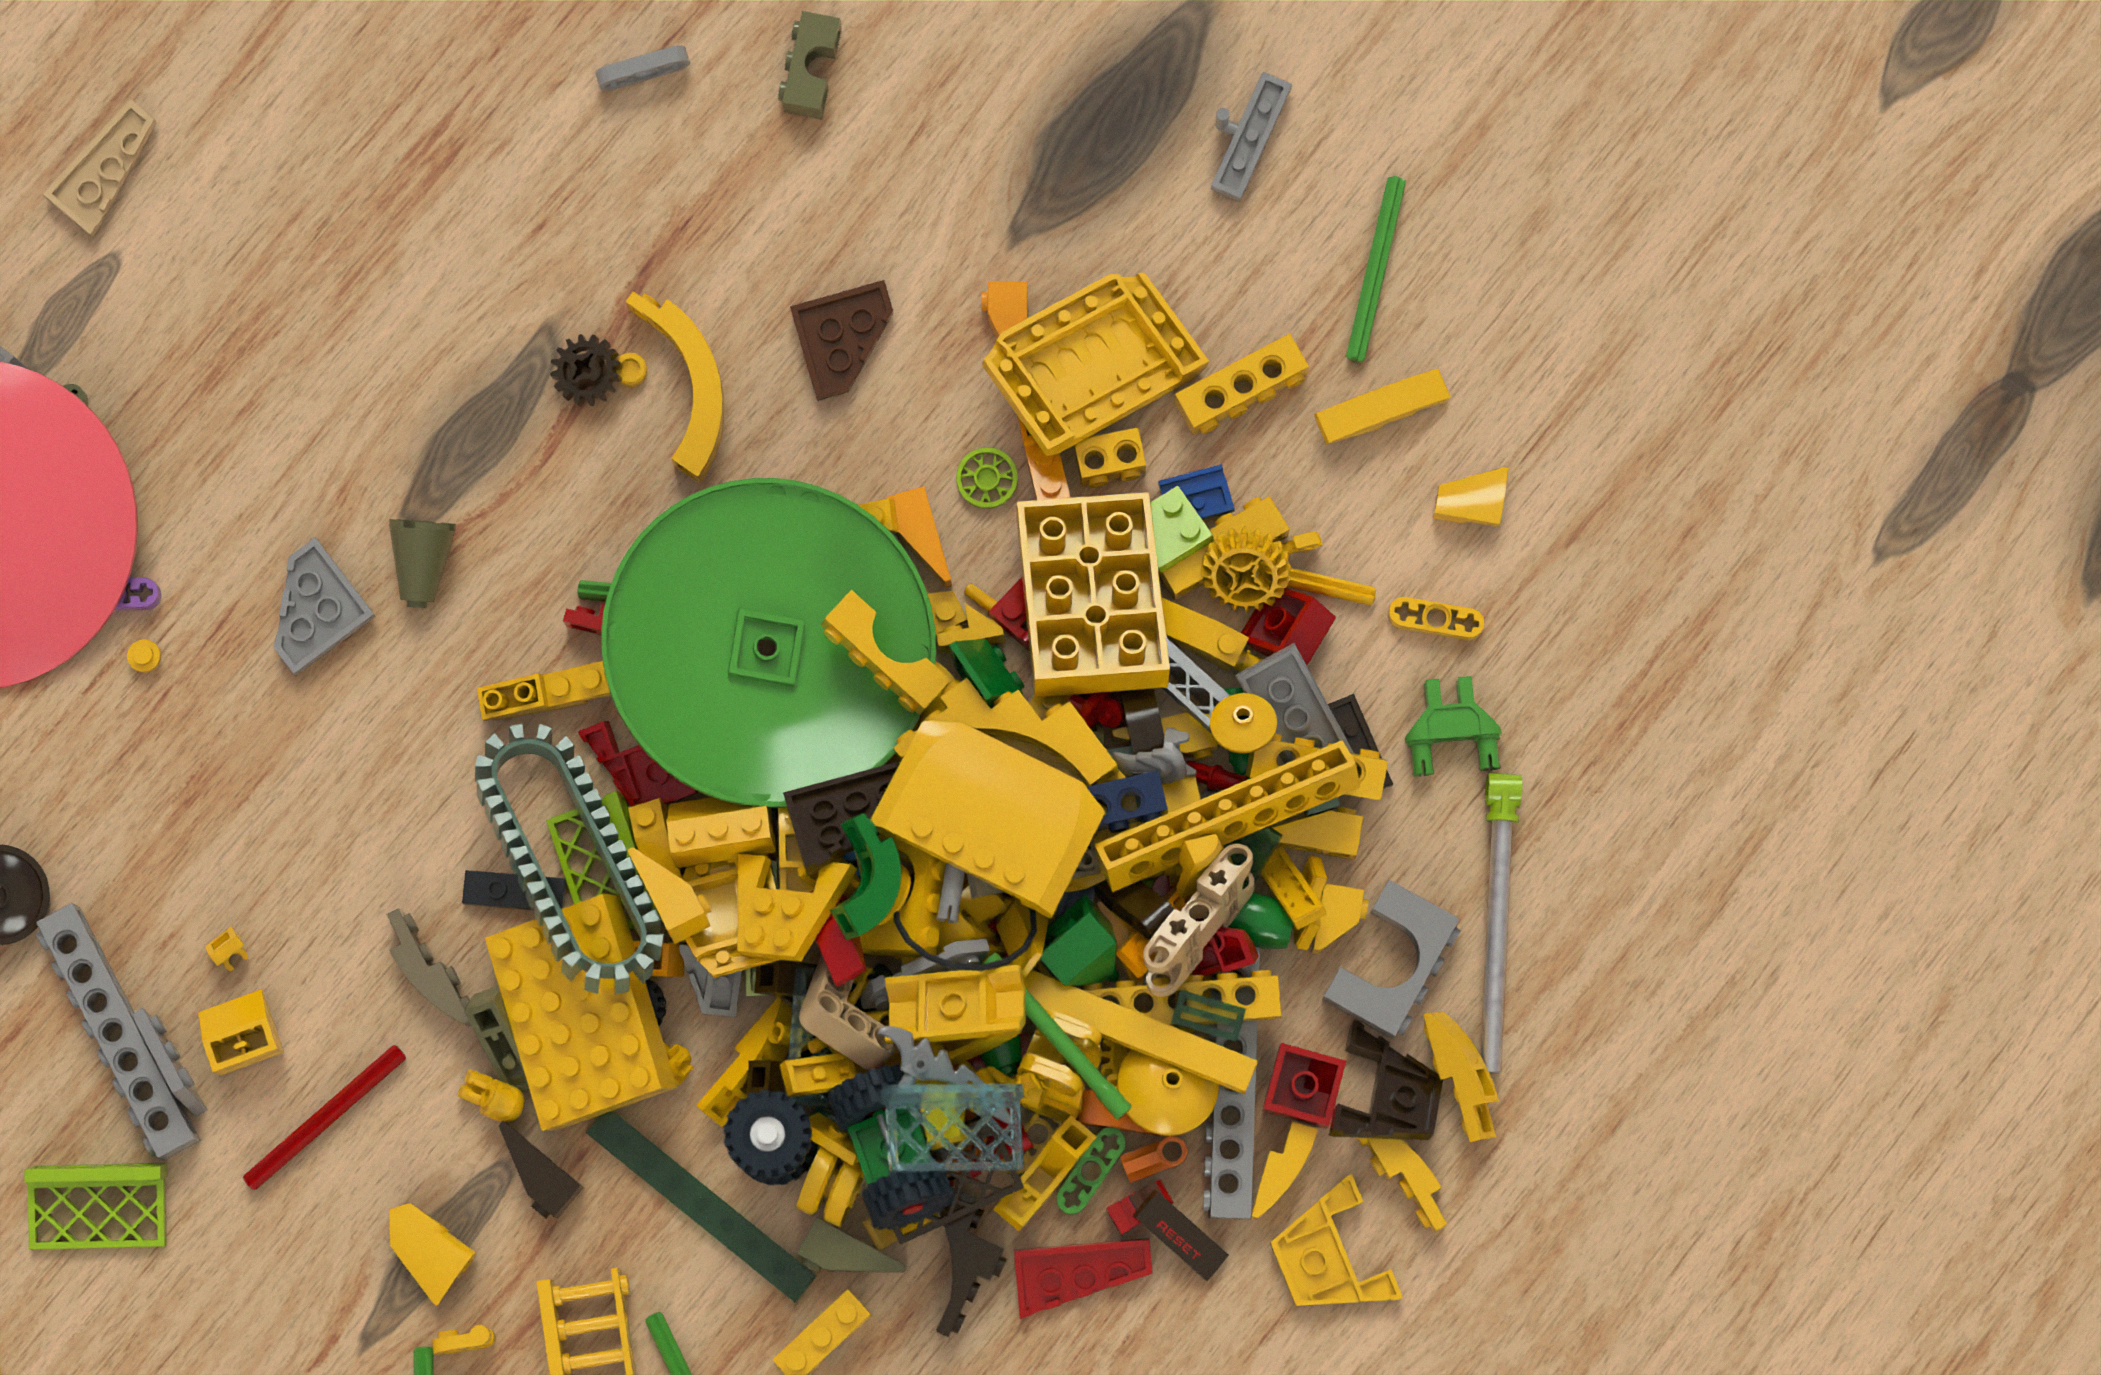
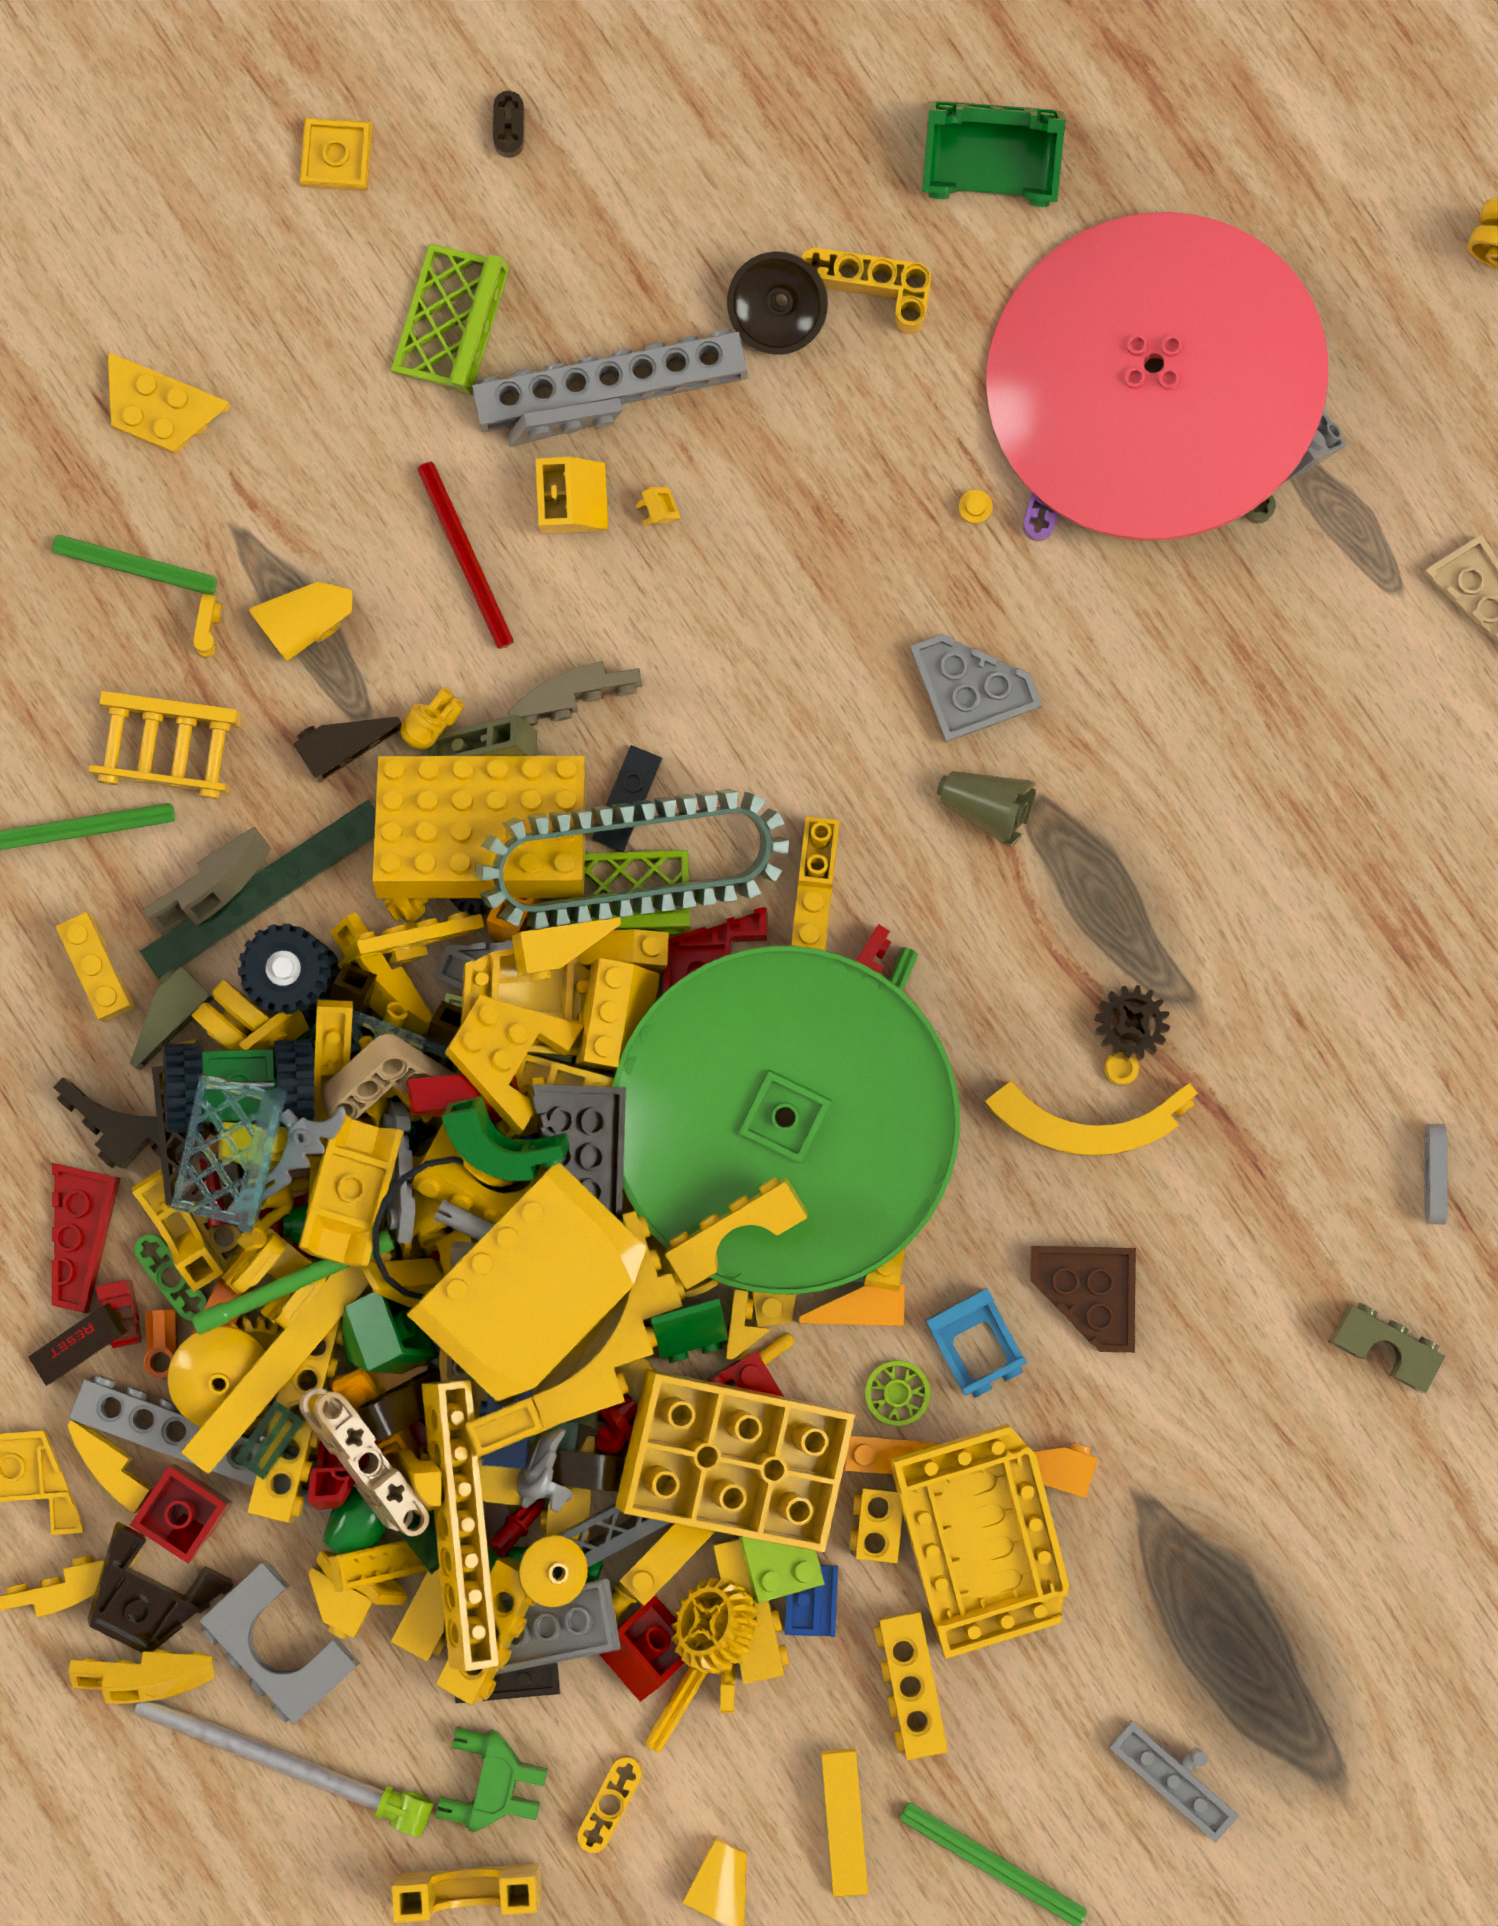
camera: 110 degrees right, 5 degrees up
(702, 1244) = (221, 878): none -> dark tan slope
(707, 1047) = (409, 940): none -> yellow plate
(899, 441) = (962, 1317): none -> dark azure window
(1126, 798) = (504, 1427): none -> yellow tile
(1568, 751) = (423, 1893): none -> yellow arch

